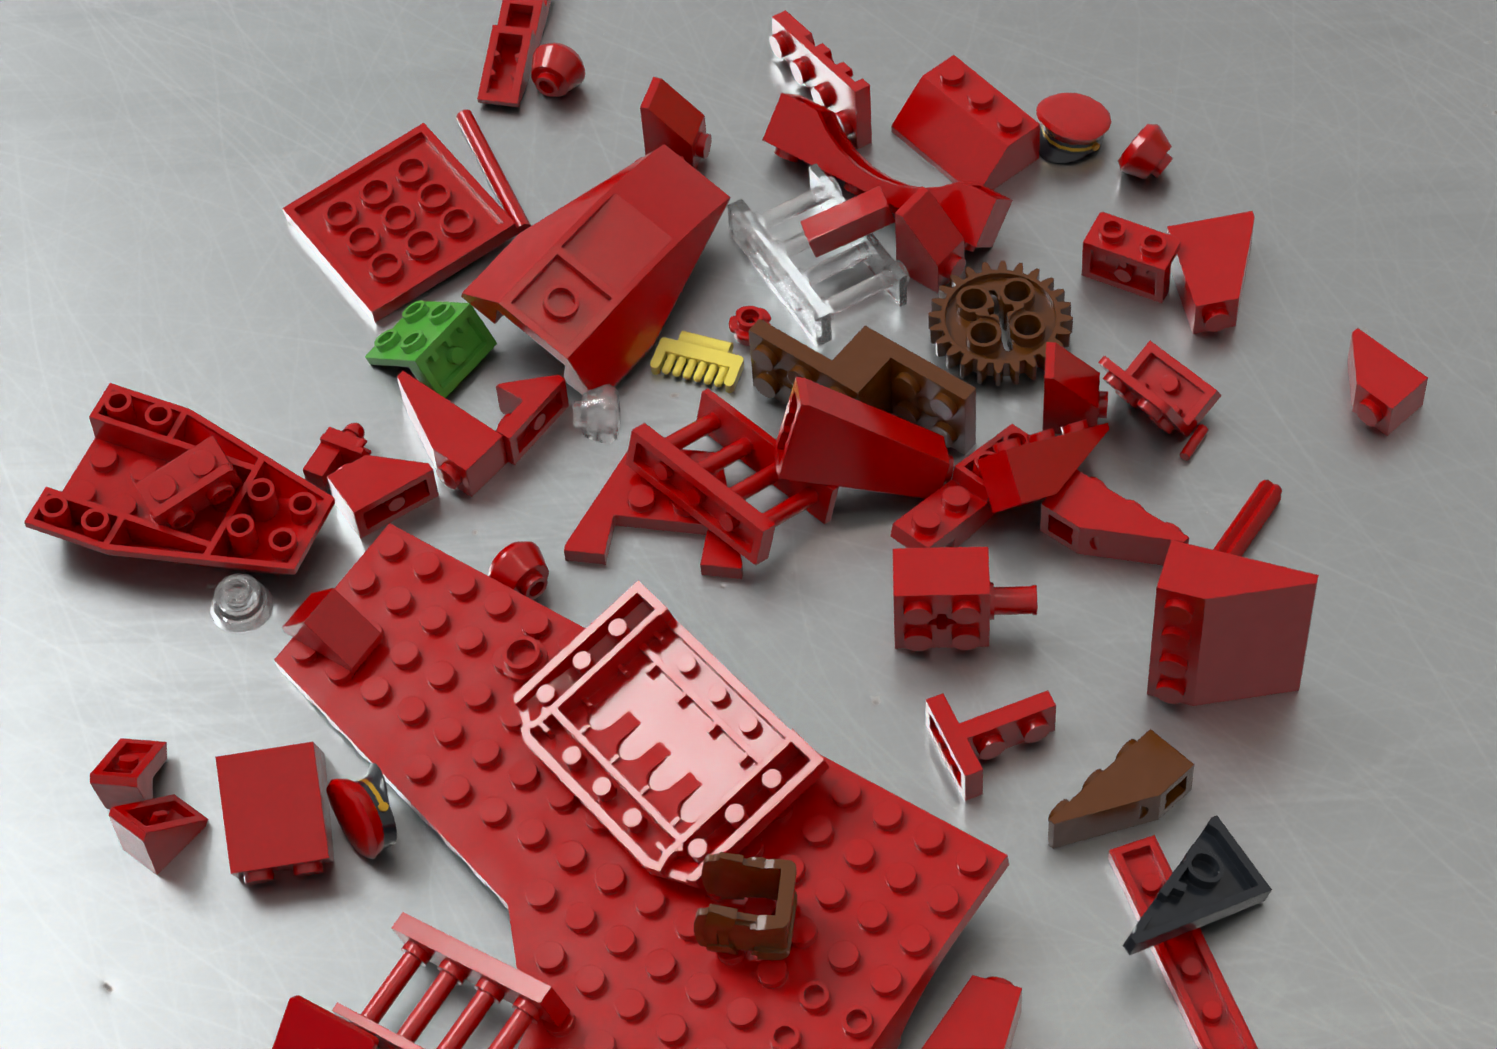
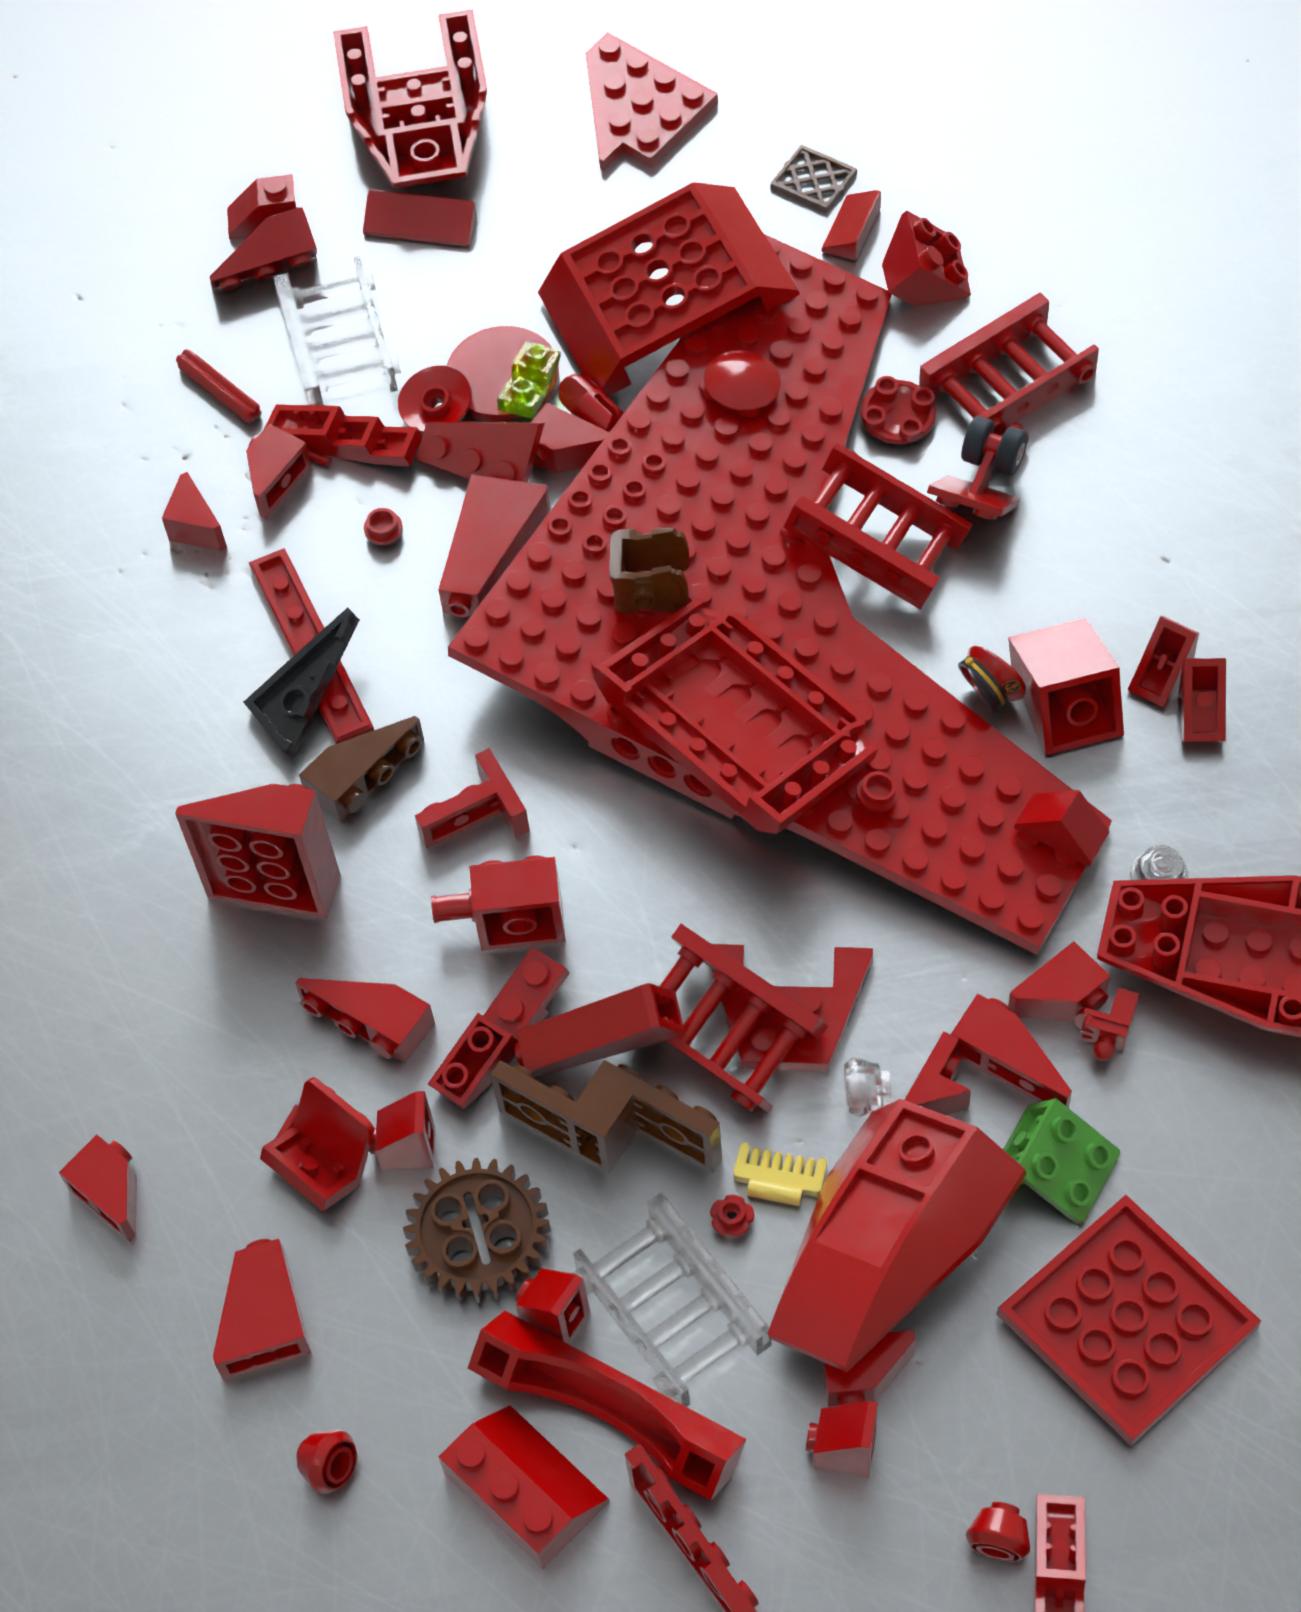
camera: 175 degrees right, 5 degrees up
(189, 484) = (1236, 944): red bracket -> none
(492, 169) = (1043, 1400): red bar -> none
(521, 568) = (907, 915): red cone -> none
(847, 221) = (638, 1306): red slope -> none
(1037, 469) = (428, 1040): red slope -> none
(1071, 126) = (405, 1500): red piece -> none
(1129, 256) = (343, 1307): red bracket -> none
(1250, 519) = (250, 1023): red axle -> none

